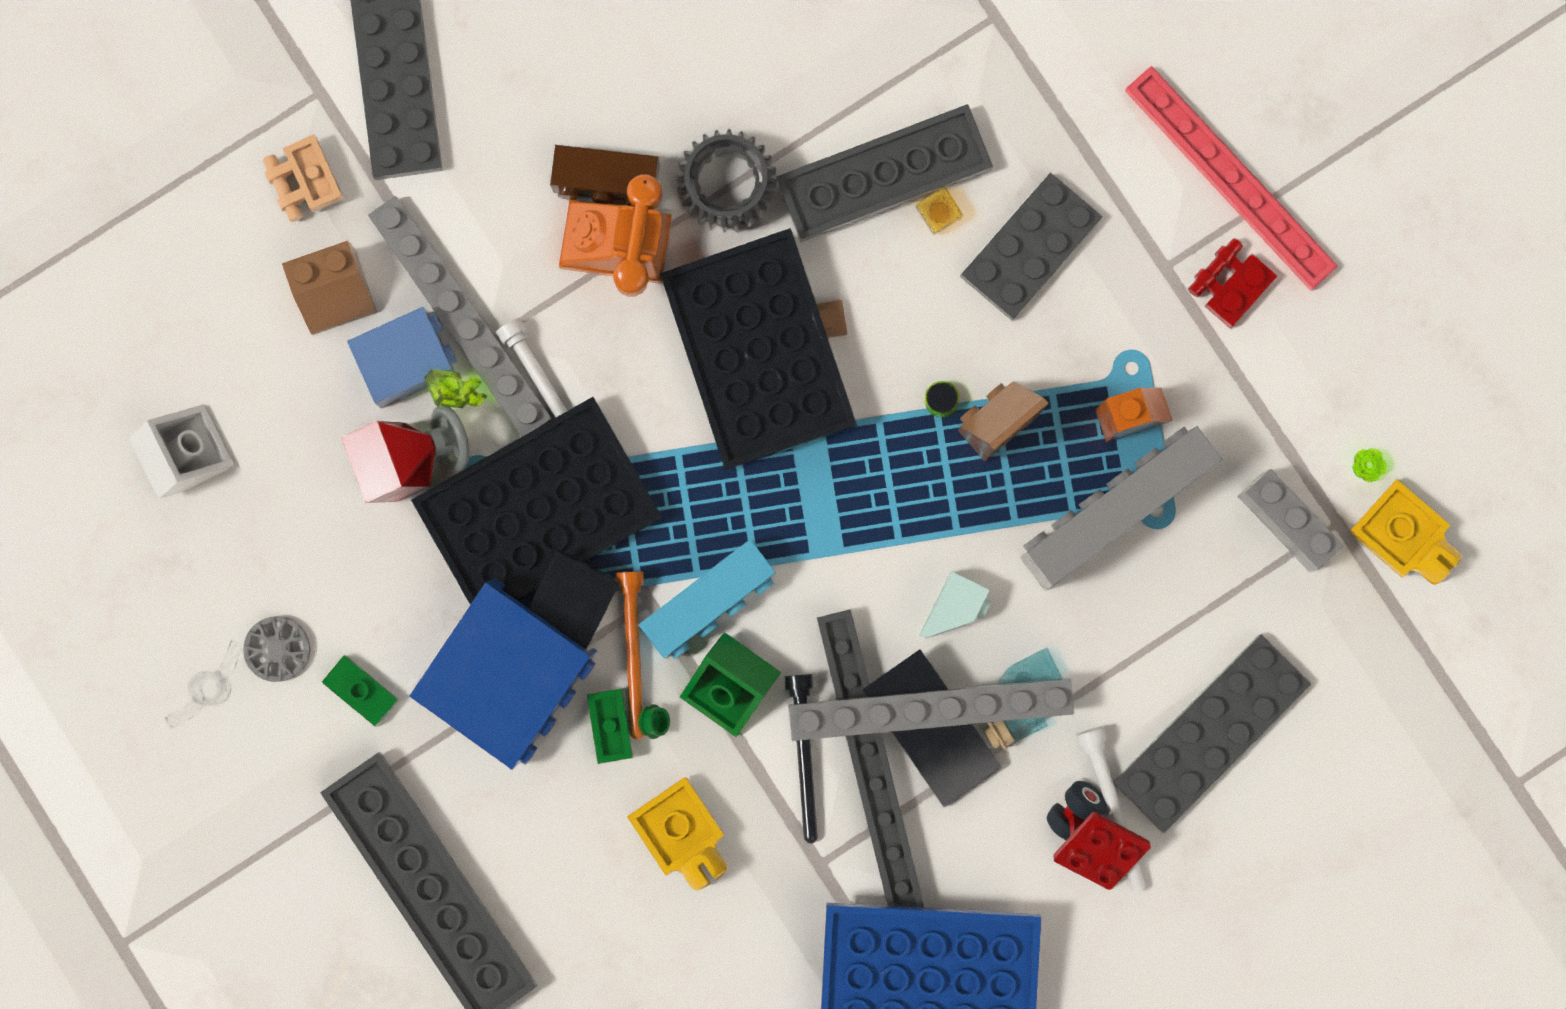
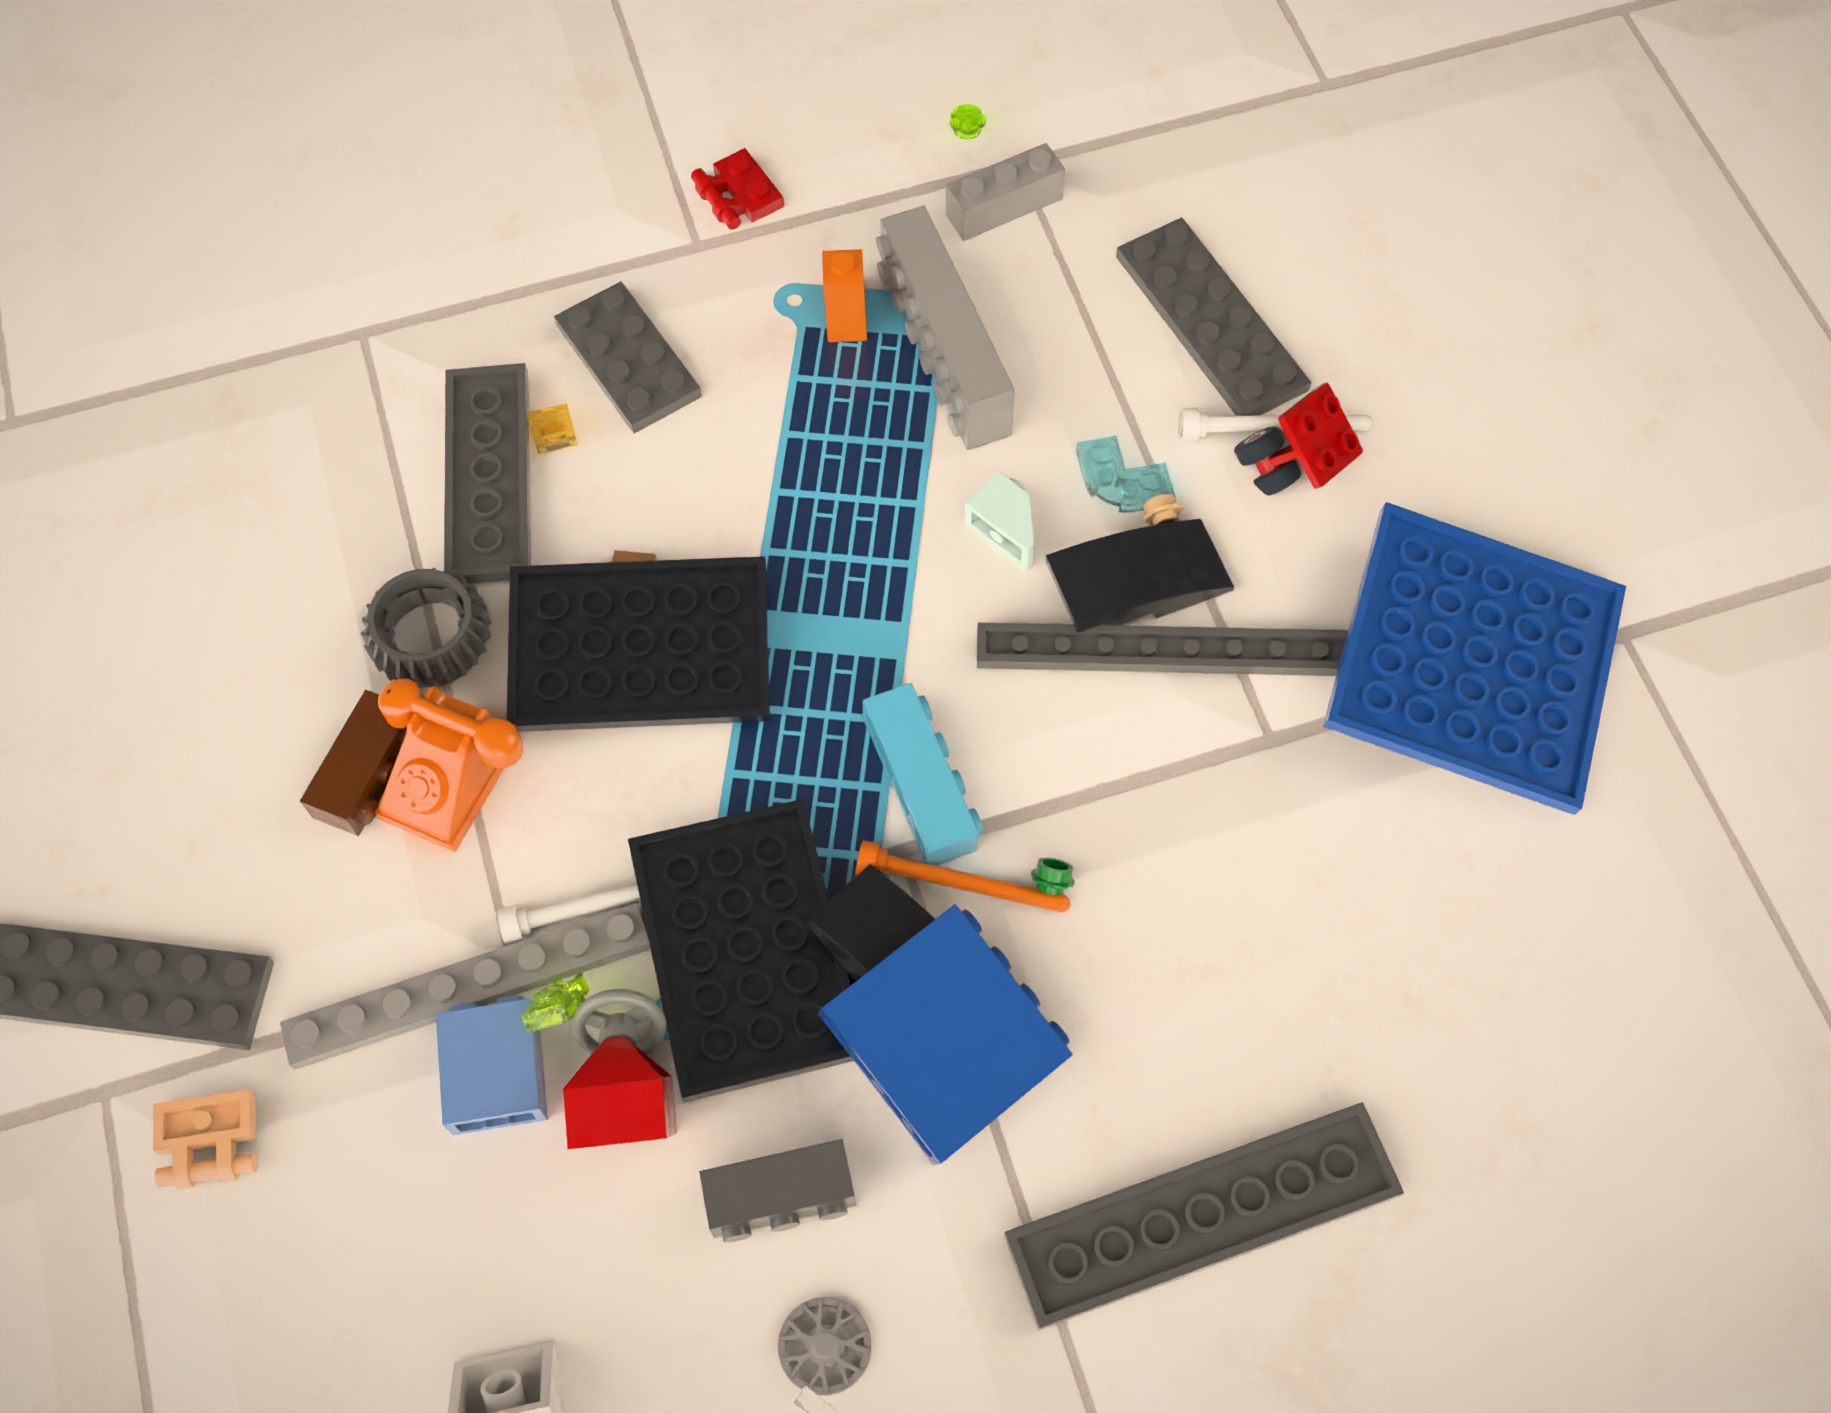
camera: 75 degrees left, 20 degrees down
(329, 287) = (362, 1137): medium nougat slope -> none
(360, 690) = (914, 1241): green plate -> none
(367, 587) = (777, 1190): none -> dark grey brick
(609, 726) = (1045, 929): green plate -> none
(681, 834) = (1202, 877): yellow plate -> none
(730, 684) = (1031, 776): green slope -> none
(799, 689) = (1056, 704): black piece -> none
(931, 709) = (1118, 564): light grey plate -> none
(941, 399) = (764, 478): black tile -> none
(1001, 418) = (810, 406): medium nougat slope -> none
(1231, 178) = (624, 167): coral tile -> none
(1407, 535) = (1050, 101): yellow plate -> none

